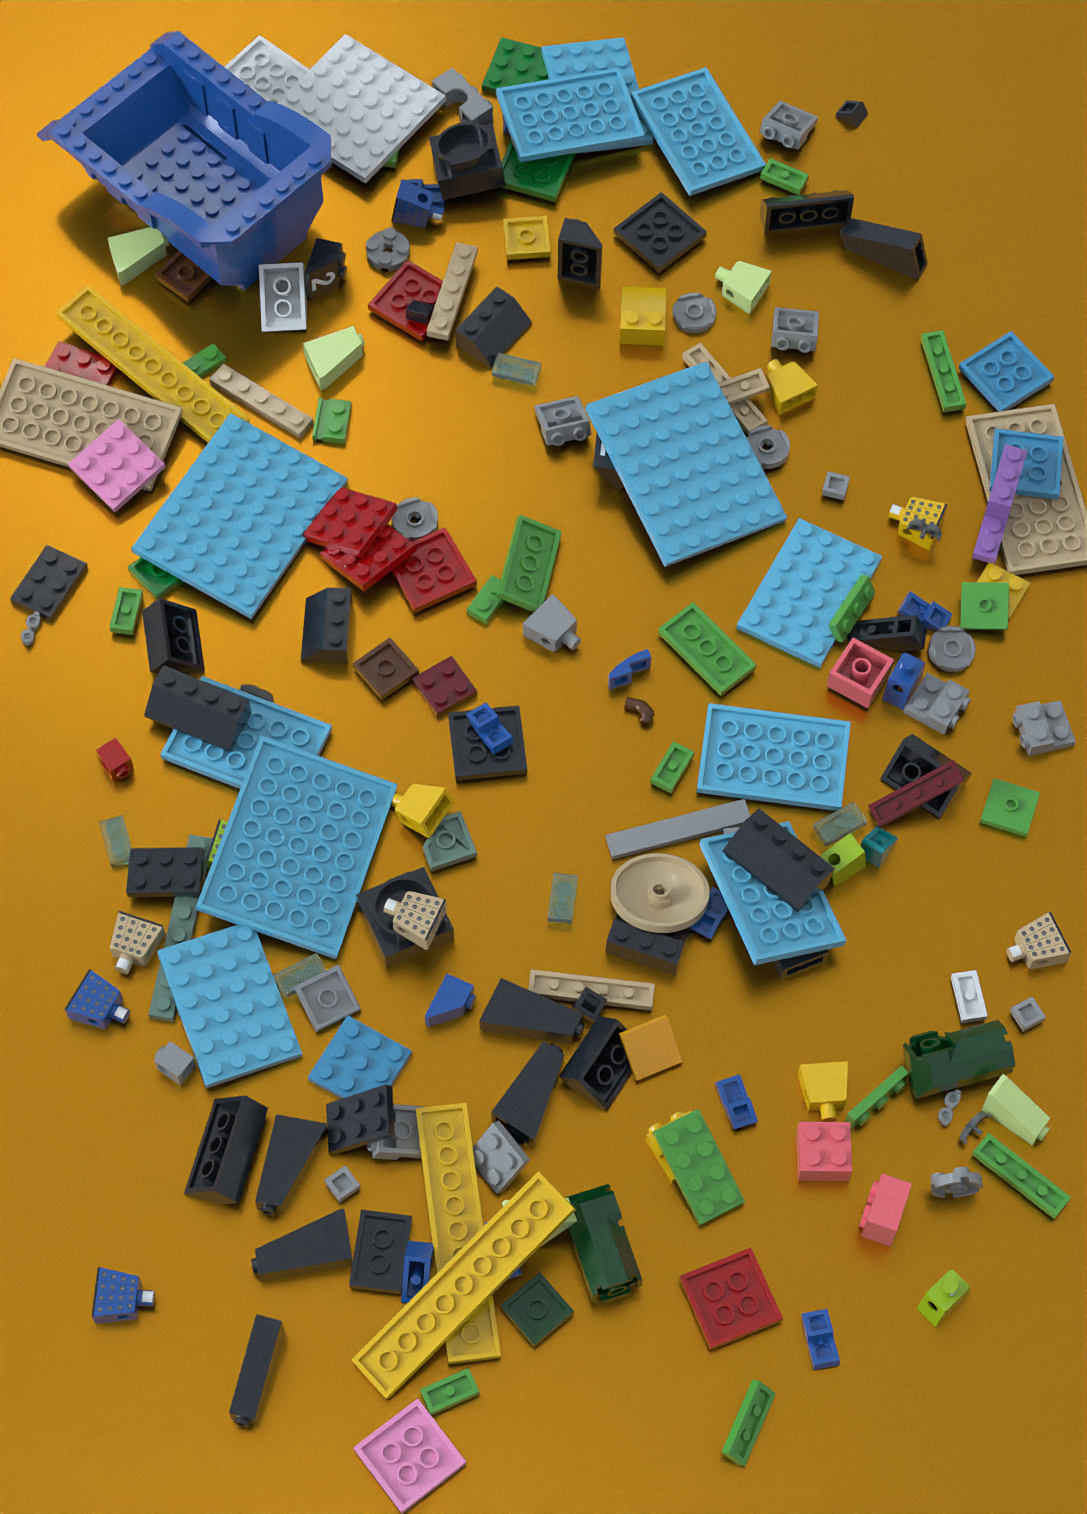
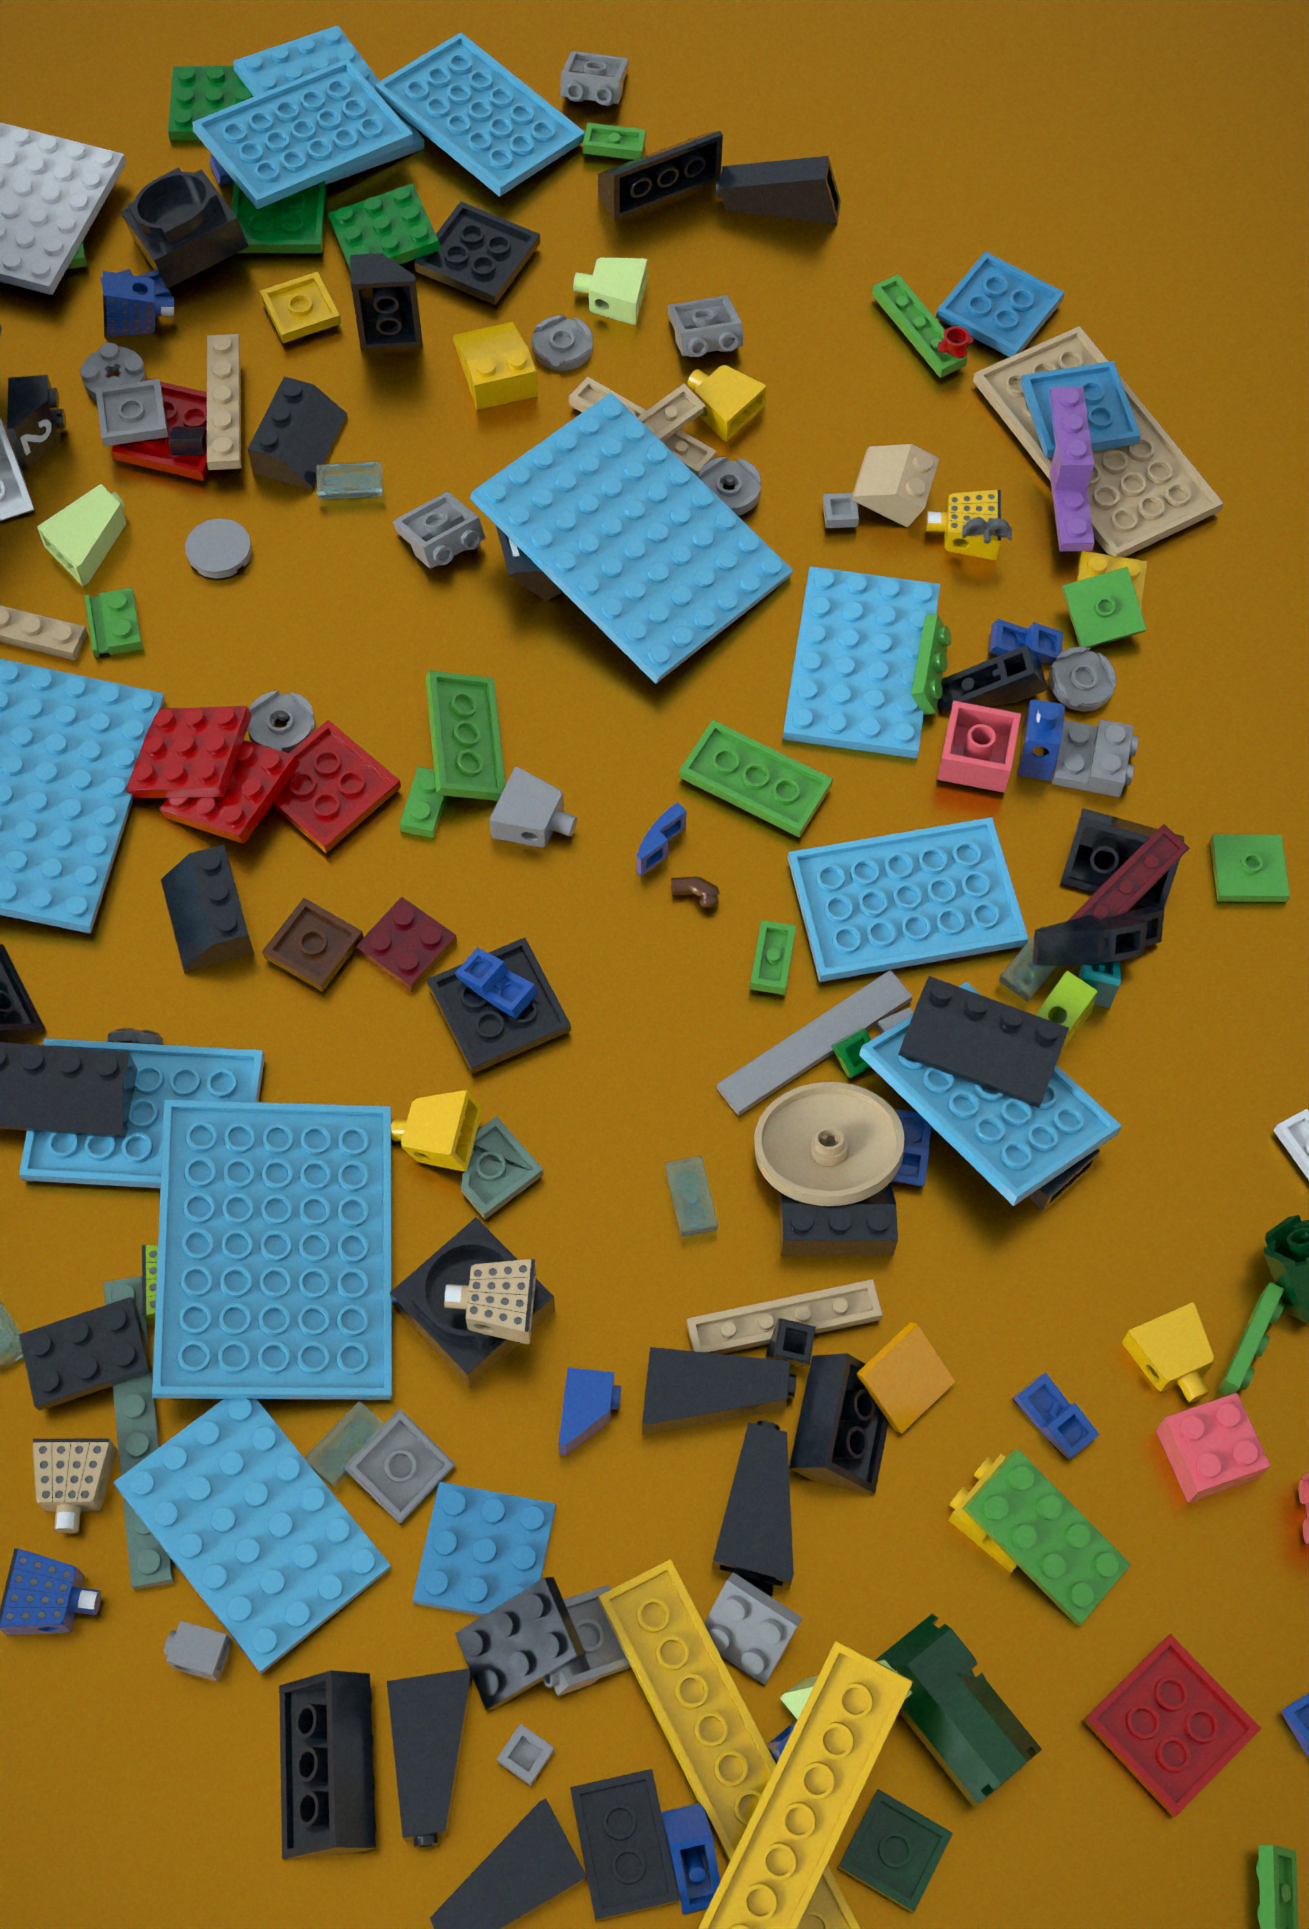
camera: 20 degrees left, 0 degrees up
(389, 282) = (131, 412): none -> light grey plate
(415, 390) = (218, 548): none -> light grey tile
(459, 90) = (147, 147): light grey arch -> none
(602, 198) = (387, 225): none -> green plate
(694, 841) = (848, 1051): none -> green tile
(852, 112) = (669, 43): black slope -> none
(879, 476) = (895, 481): none -> tan slope
(885, 822) = (1096, 940): none -> black slope
(963, 386) = (955, 342): none -> red plate
(1043, 727) = (1246, 746): light grey plate -> none

